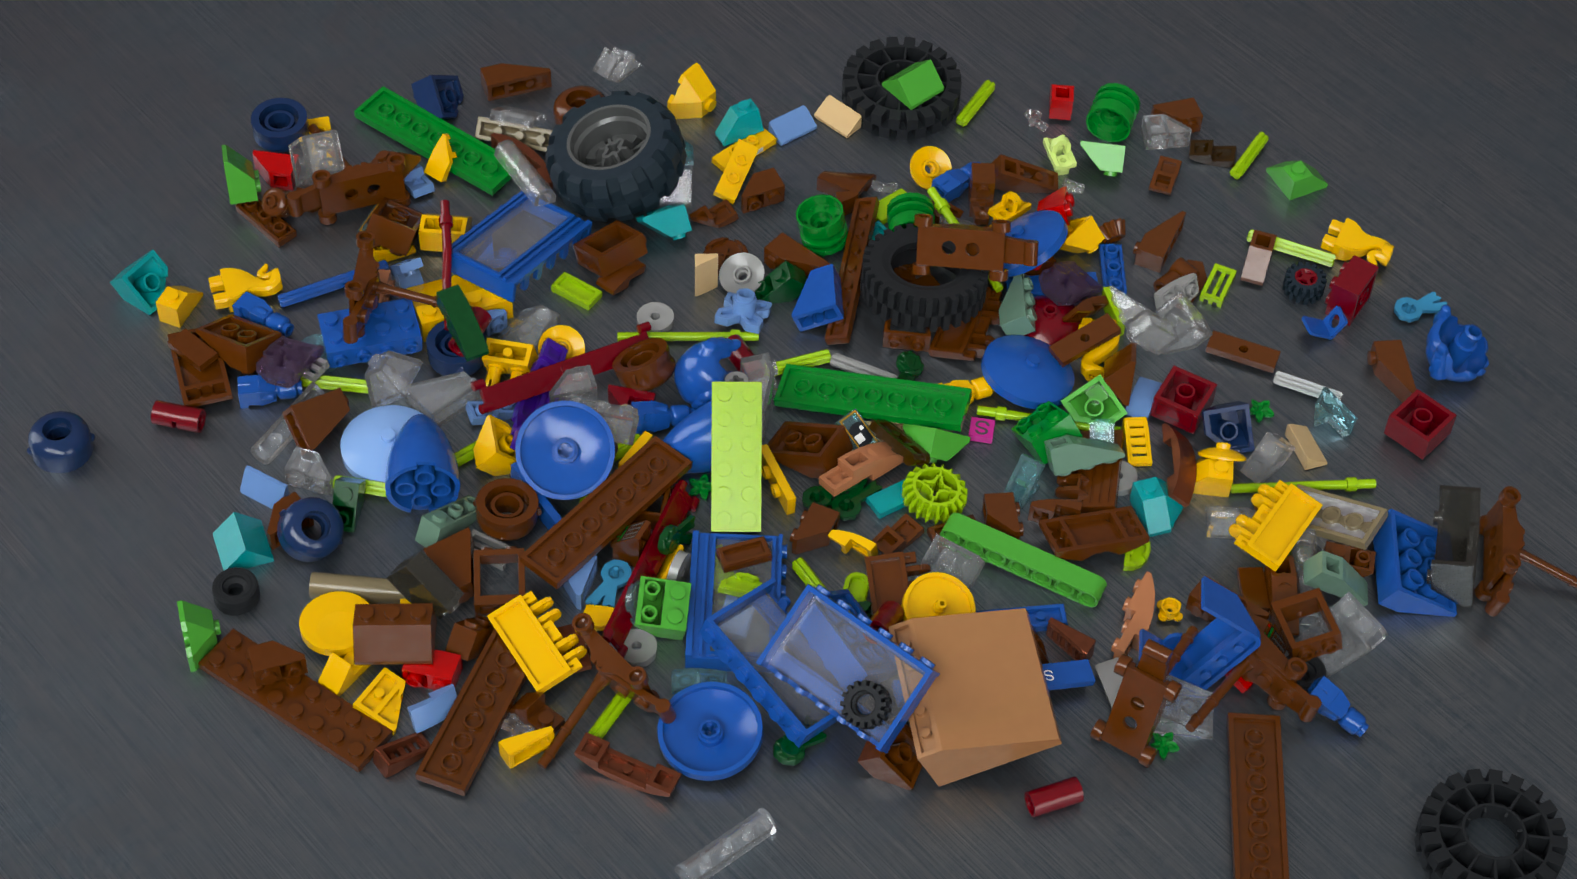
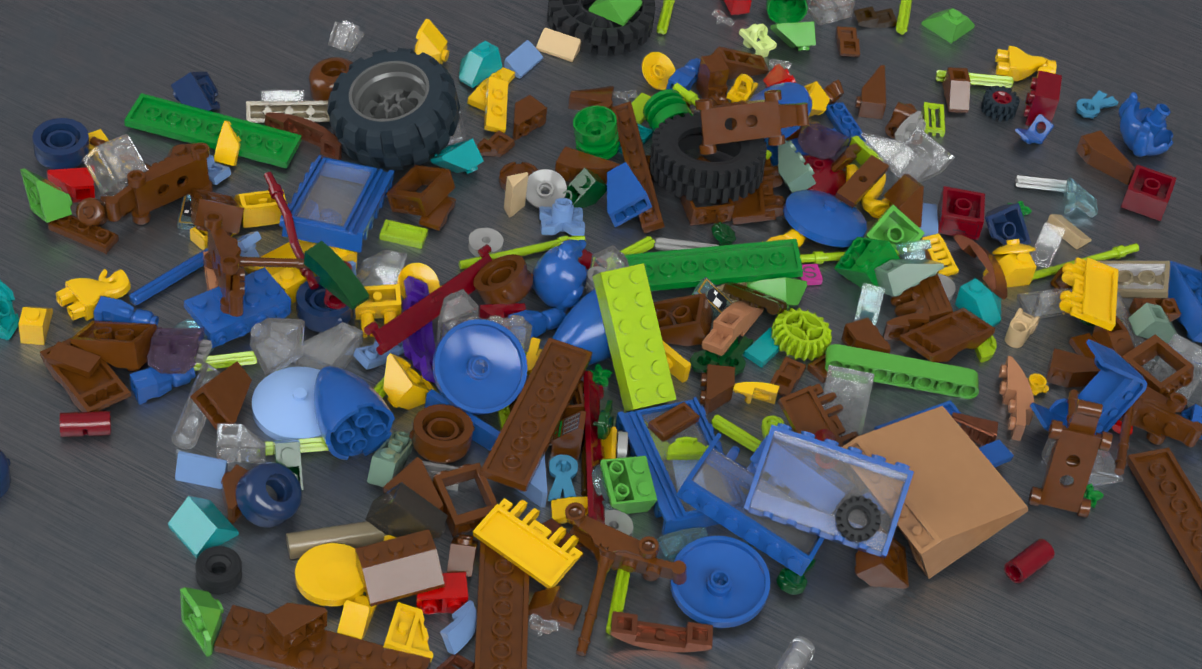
camera: 25 degrees left, 5 degrees down
(511, 80) = (258, 66): reddish brown slope -> none
(524, 173) = (314, 141): clear brick -> none
(525, 746) = (557, 641): yellow slope -> none
(937, 596) = (854, 417): yellow piece -> none
(1109, 679) = (1028, 454): light grey slope -> none
(1186, 543) = (1021, 328): none -> tan piece
(1243, 351) = (983, 166): reddish brown tile -> none

